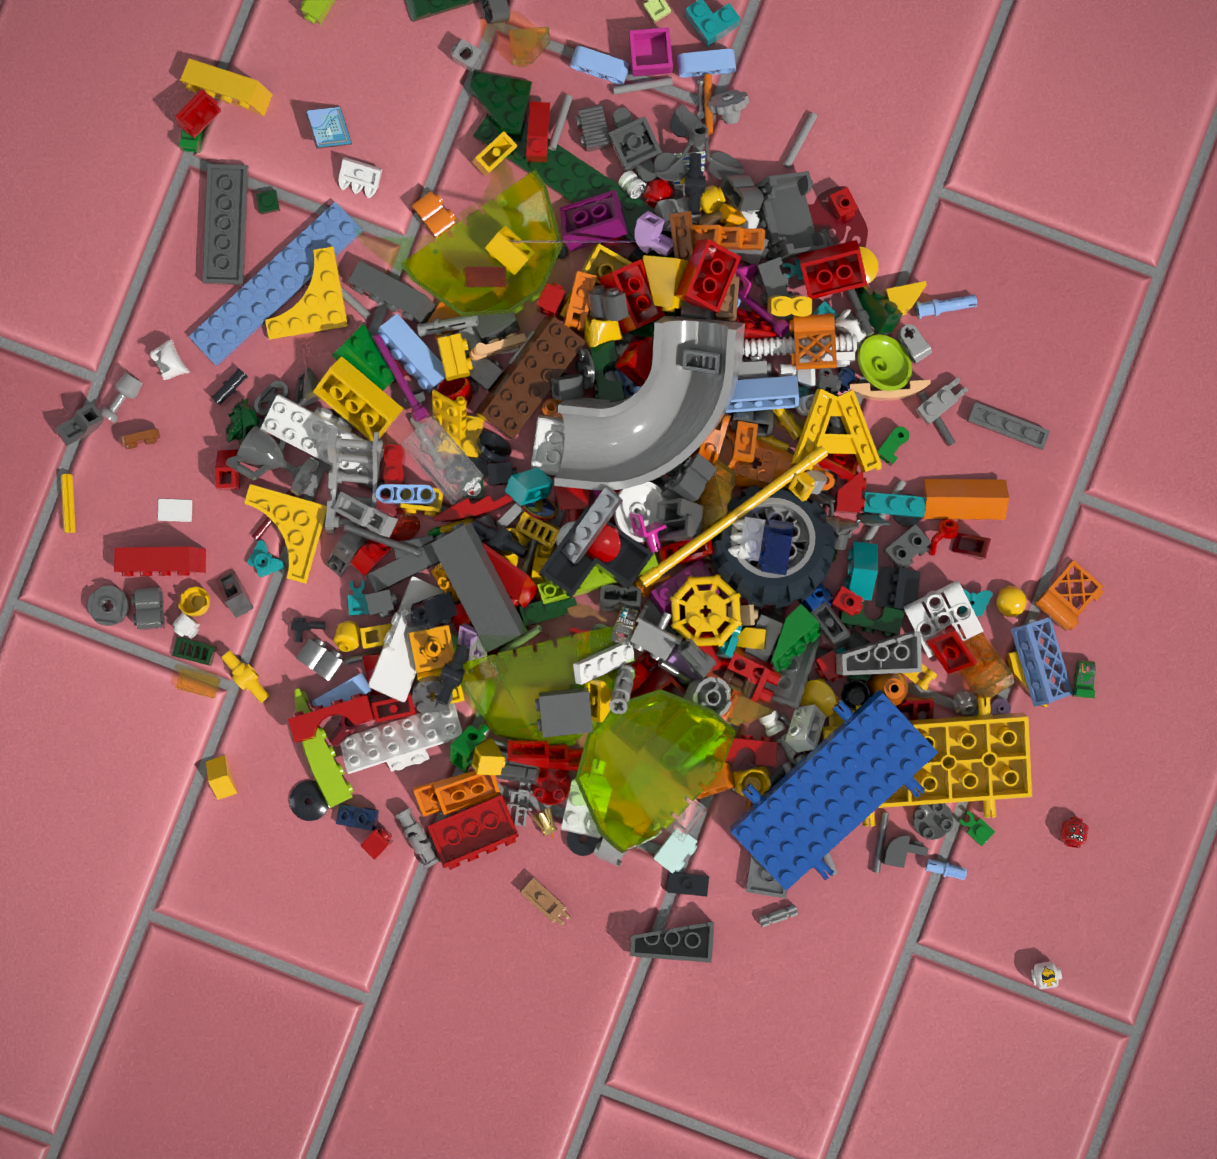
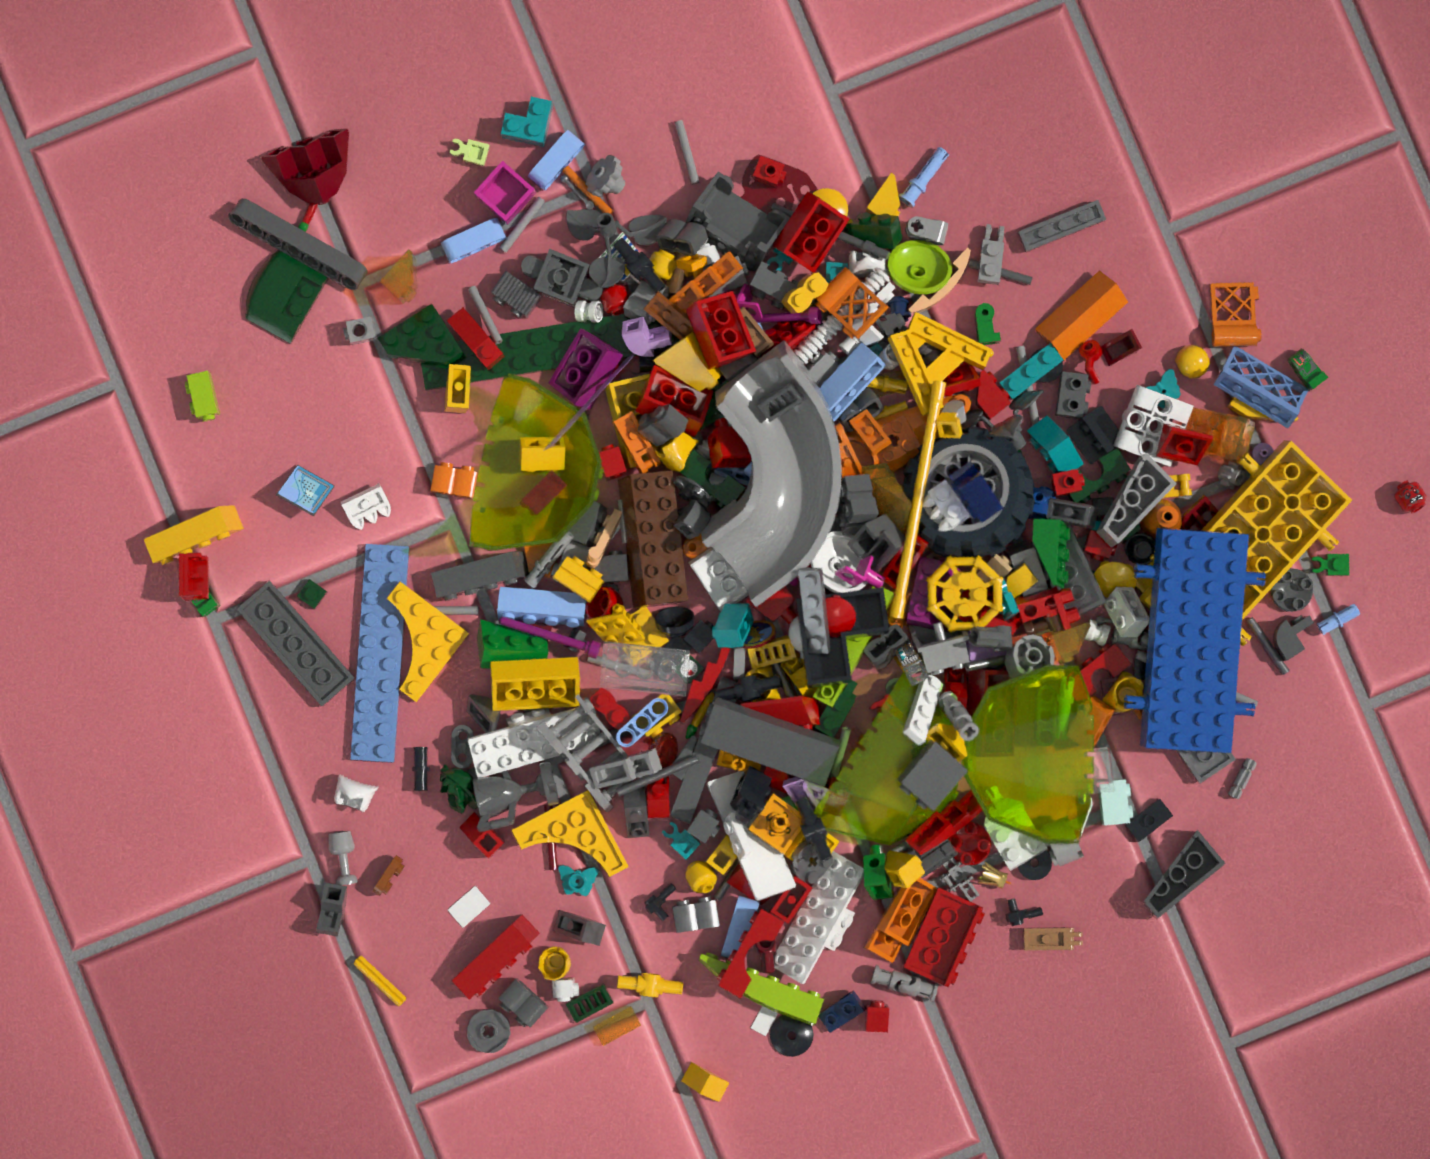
camera: 40 degrees left, 0 degrees up
(299, 774) = (764, 1021): none -> white sticker
(536, 864) = (1016, 916): none -> black piece

